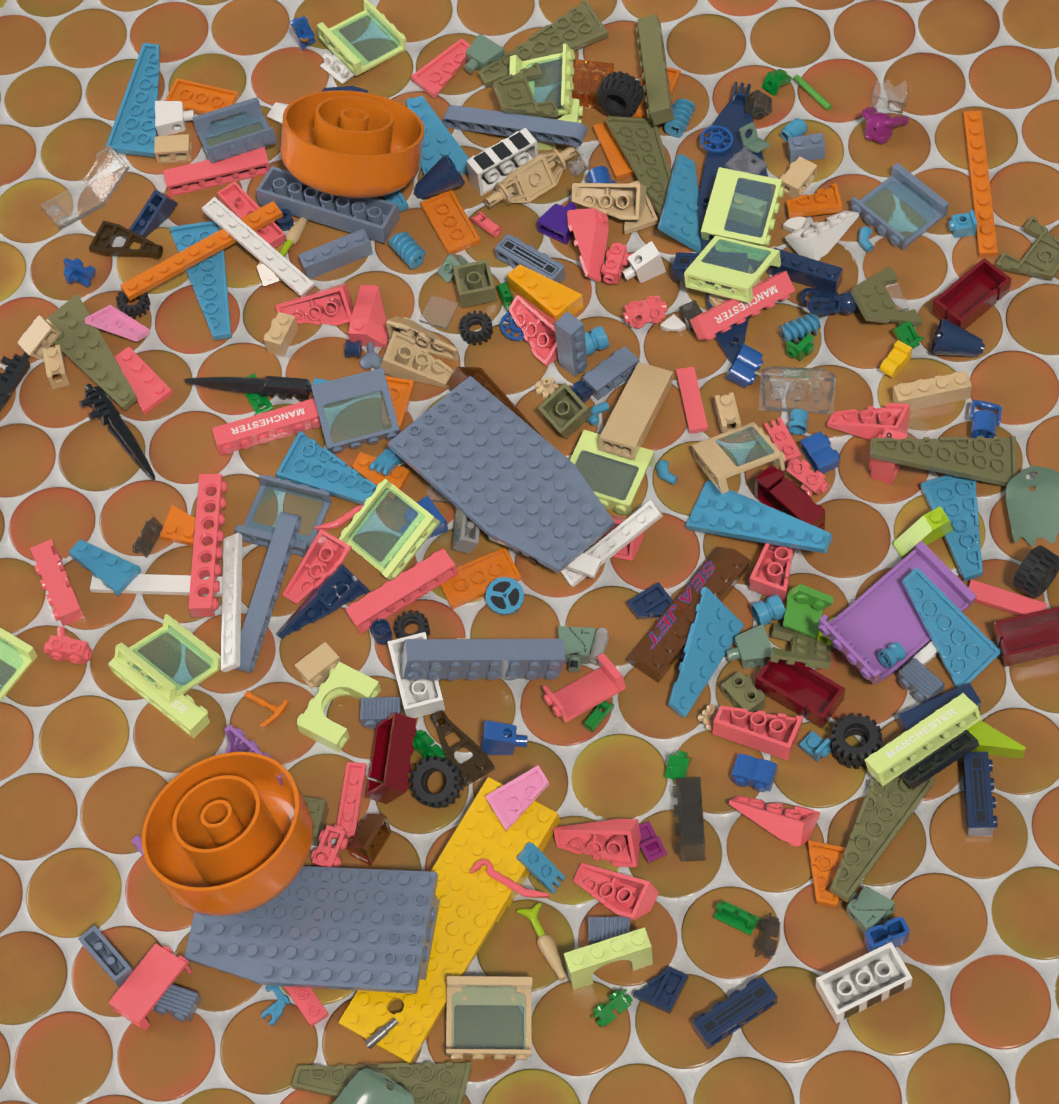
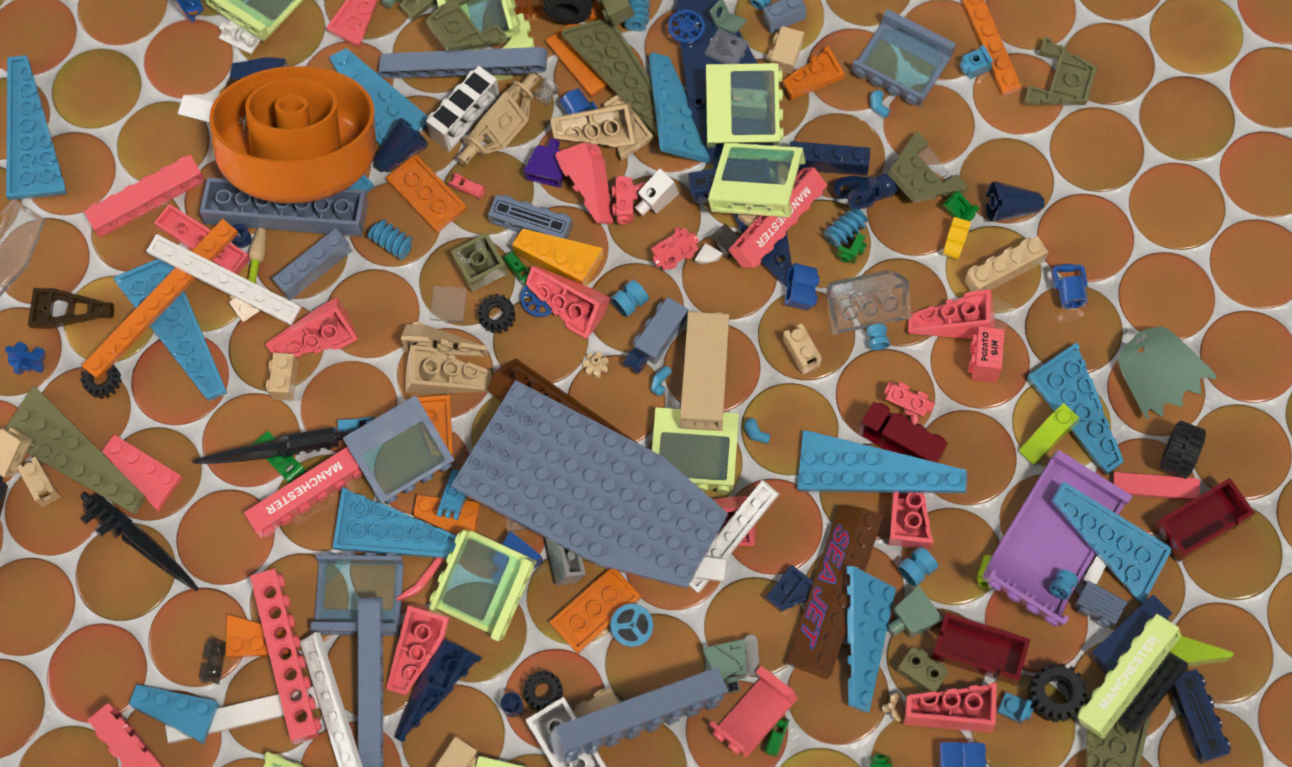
camera: 20 degrees left, 10 degrees up
(118, 323) = (92, 410): bright pink wing -> none
(154, 213) = (89, 265): dark blue slope -> none
(171, 117) = (70, 141): white torso -> none
(173, 148) = (85, 179): tan brick -> none
(201, 97) = (96, 110): orange tile -> none
(233, 130) = (148, 142): sand blue panel -> none
(353, 349) = (369, 373): dark blue wheel -> none
(369, 318) = (374, 332): coral wedge -> none
(371, 358) = (392, 379): sand blue rock -> none
(402, 590) = (518, 651): coral brick -> none
(446, 269) = (445, 244): sand green bracket -> none
(565, 410) = (628, 390): olive brick -> none
(571, 344) = (613, 314): sand blue brick -> none
(691, 400) = (756, 339): coral tile -> none
(735, 453) = (830, 397): tan panel -> none
(781, 437) = (867, 362): coral hinge -> none
(794, 223) = (799, 105): white tile -> none
(803, 649) = (975, 603): olive wing -> none
(805, 609) = (956, 557): bright green bracket -> none
(819, 452) = (912, 368): blue brick -> none
(822, 236) = (832, 114): white wedge -> none
(971, 458) = (1067, 336): olive wing -> none
(972, 294) = (1013, 144): dark red piece -> none

